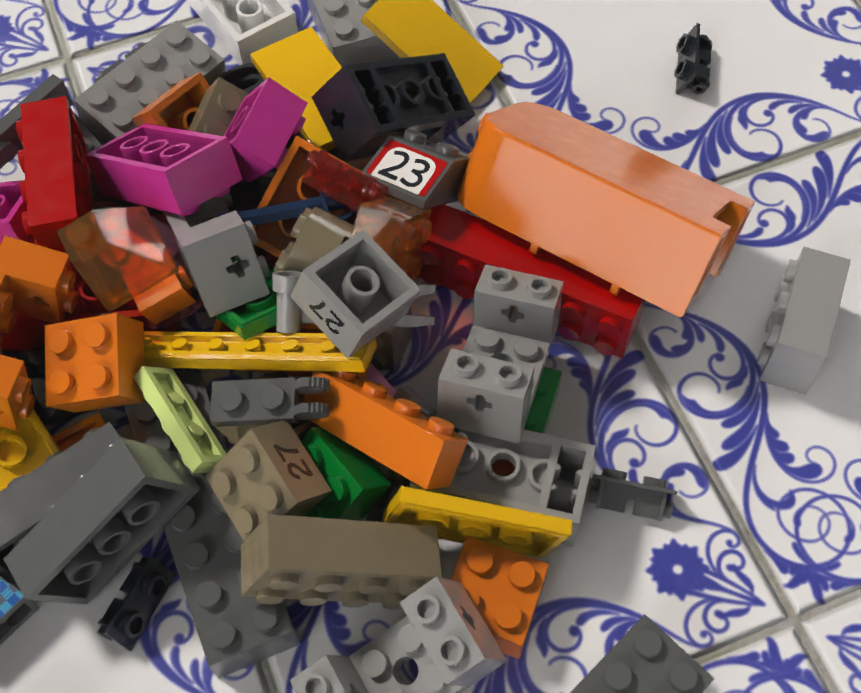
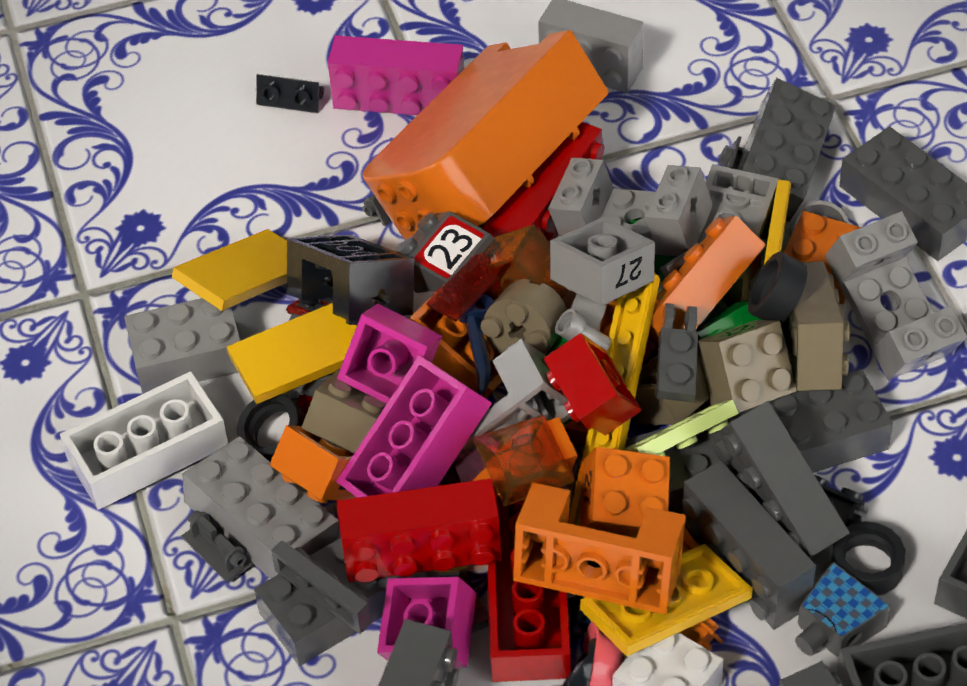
camera: 85 degrees left, 10 degrees down
(22, 626) = (877, 536): none -> black tyre
(196, 304) = (591, 385): none -> red brick
(351, 502) = (777, 288): none -> black tyre
(582, 608) = (822, 208): none -> light grey helmet
(666, 544) = (788, 138): none -> dark grey brick
(715, 124) = (390, 73): none -> dark pink brick

